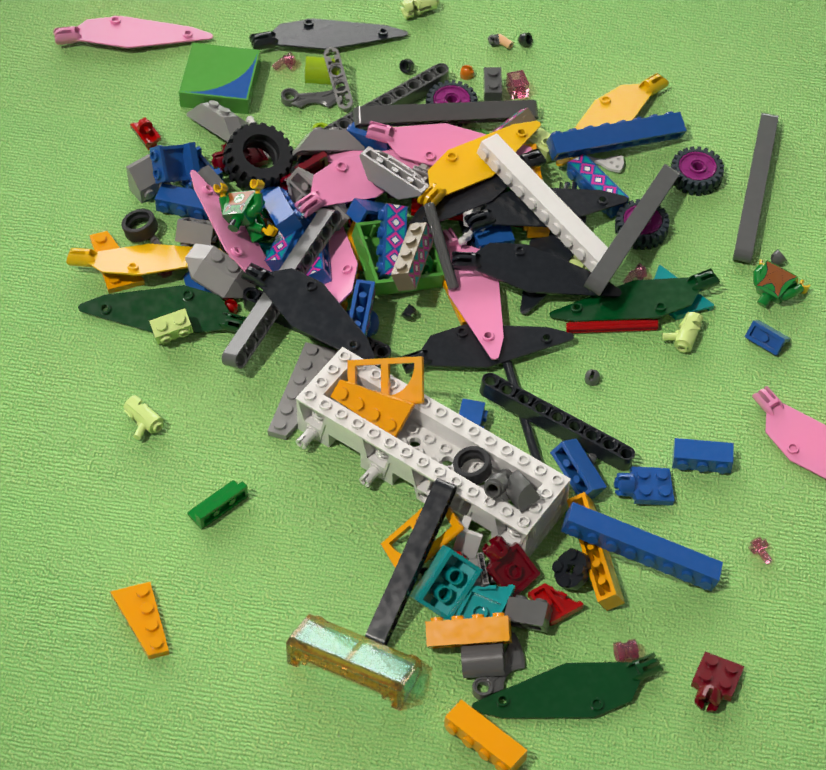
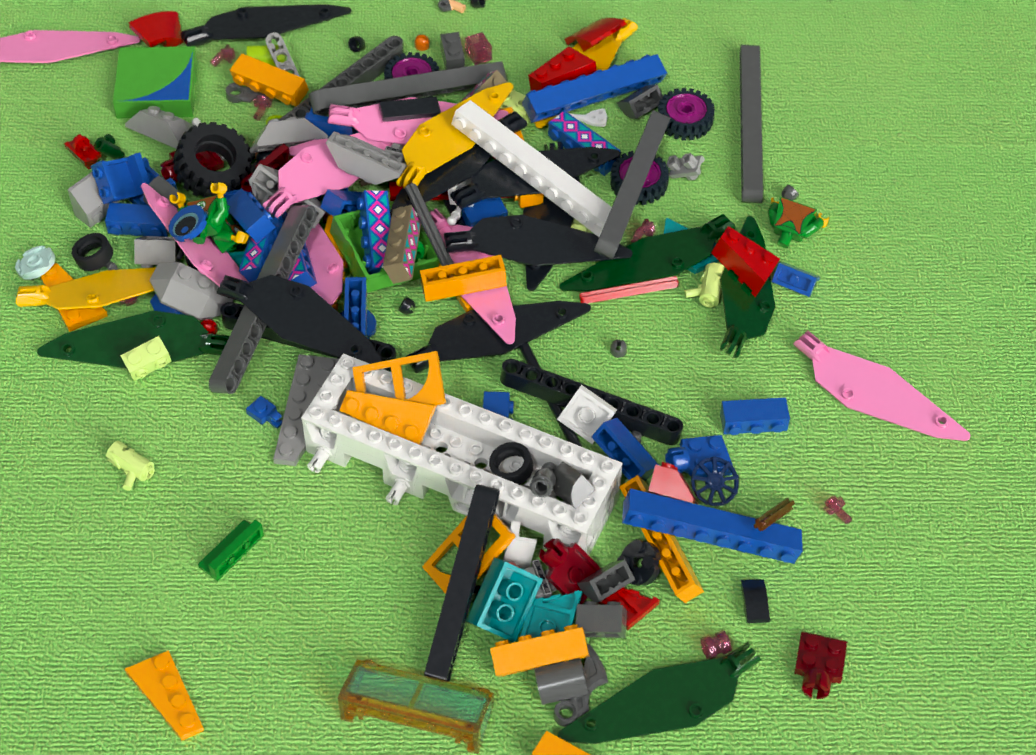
camera: 10 degrees left, 0 degrees up
(89, 228) = (35, 262): none -> light aqua tile
(167, 131) = (107, 146): none -> dark green plant
(225, 211) = (188, 223): none -> blue tile
(230, 29) = (158, 29): none -> red slope
(265, 388) = (263, 411): none -> blue plate
(311, 109) = (261, 102): none -> clear pink plate
(321, 90) = (269, 80): none -> light orange brick
(441, 134) = (409, 109): none -> black tile
(462, 294) = (463, 278): none -> light orange brick
(539, 580) = (606, 581): none -> dark grey brick
(549, 430) = (586, 413): none -> white plate
(591, 112) = (564, 66): none -> red wedge
(613, 504) = (670, 483): none -> slope
(627, 84) = (595, 32): none -> red slope
(654, 508) = (715, 481): none -> dark blue wheel
(657, 154) = (641, 101): none -> dark grey brick
(669, 618) = (755, 601): none -> black slope
(685, 220) = (687, 166): none -> light grey hips
(699, 544) = (773, 514): none -> reddish brown axle
(719, 339) = (745, 314): none -> dark green wing
(722, 312) = (745, 258): none -> red wedge

